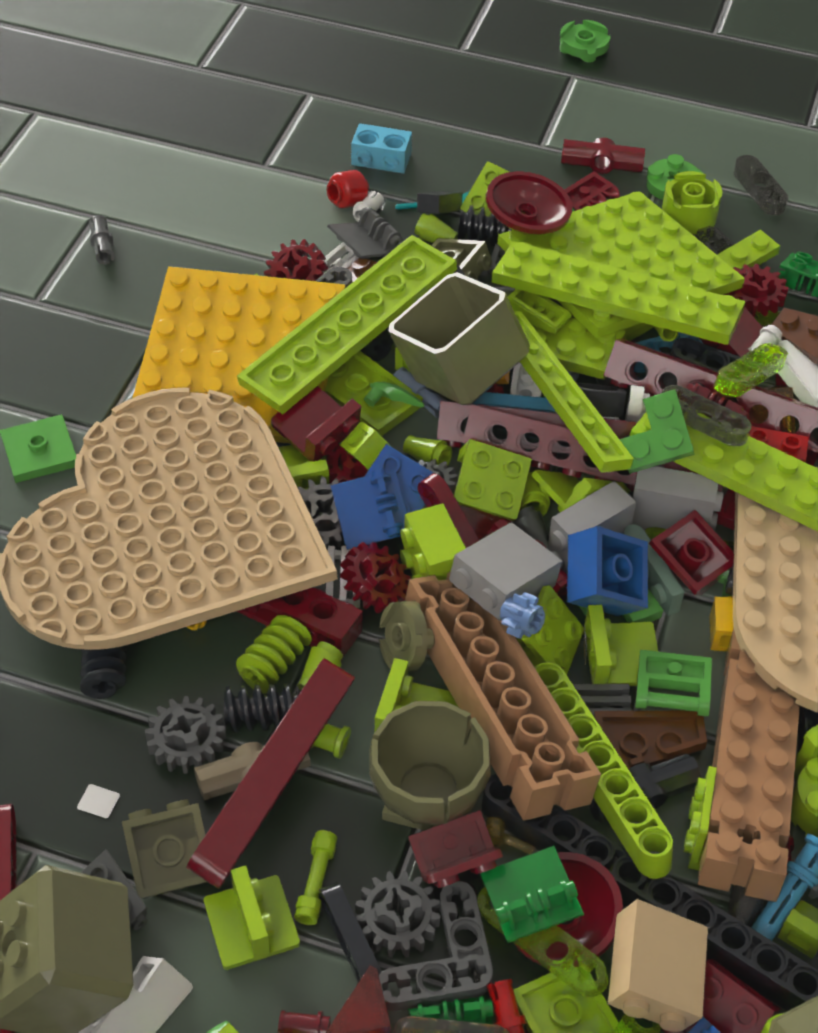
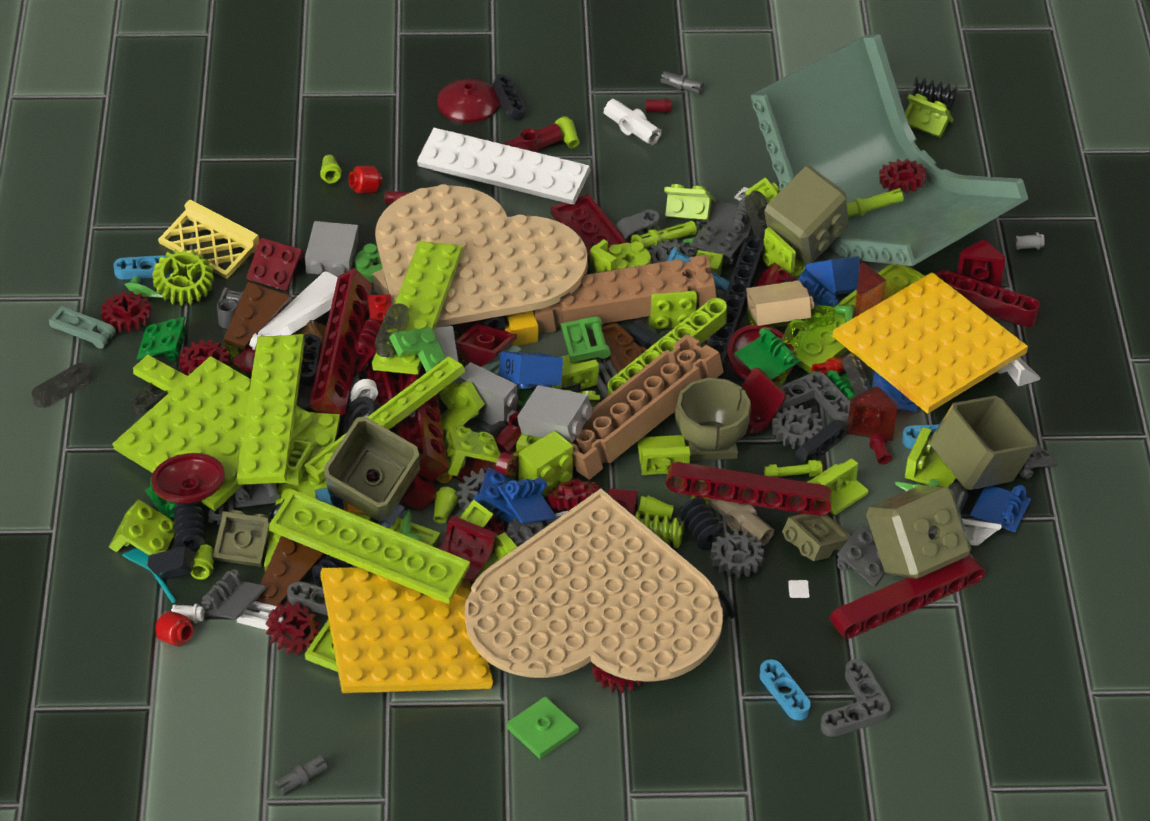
camera: 110 degrees left, 5 degrees down
(381, 148) = (109, 623): medium azure brick -> none
(405, 634) = (607, 460): olive plate -> none
(522, 615) = (594, 389): medium blue gear -> none
(591, 191) = (120, 481): dark red plate -> none
(603, 155) = (64, 481): dark red piece -> none
(666, 169) = (74, 426): bright green plate -> none
(692, 200) = (114, 410): lime brick -> none
(750, 370) = (347, 325): clear neon green beam -> none

